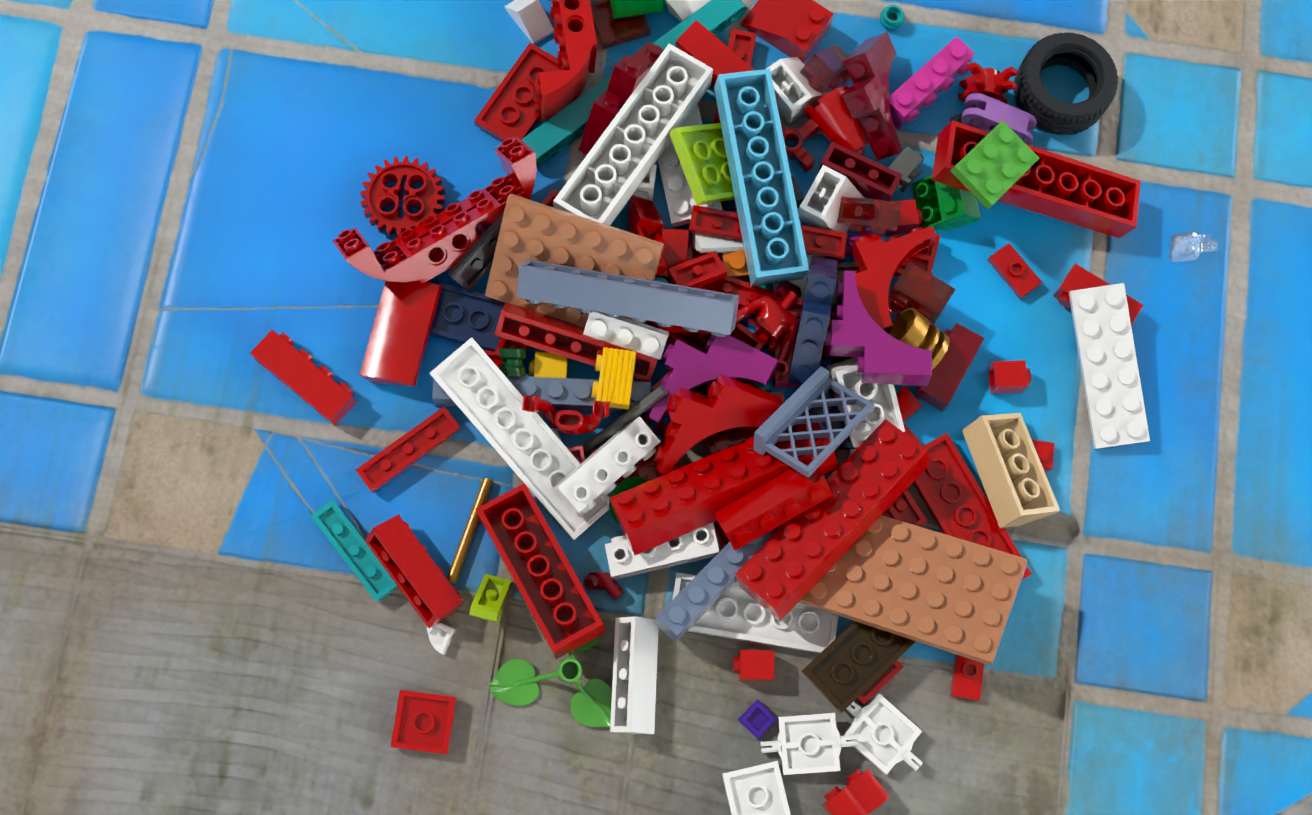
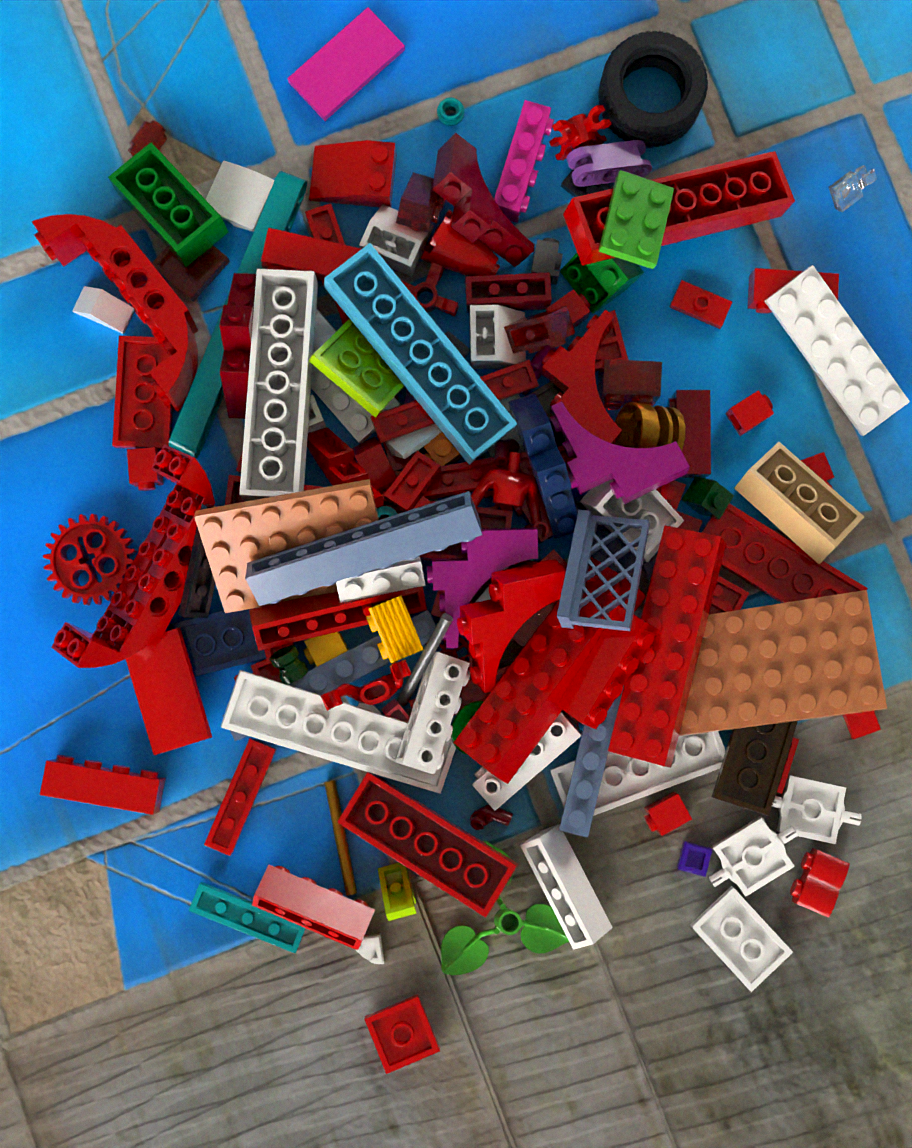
camera: 25 degrees left, 10 degrees up
(483, 154) = (139, 468): none -> red brick
(935, 423) = (707, 497): none -> dark green brick

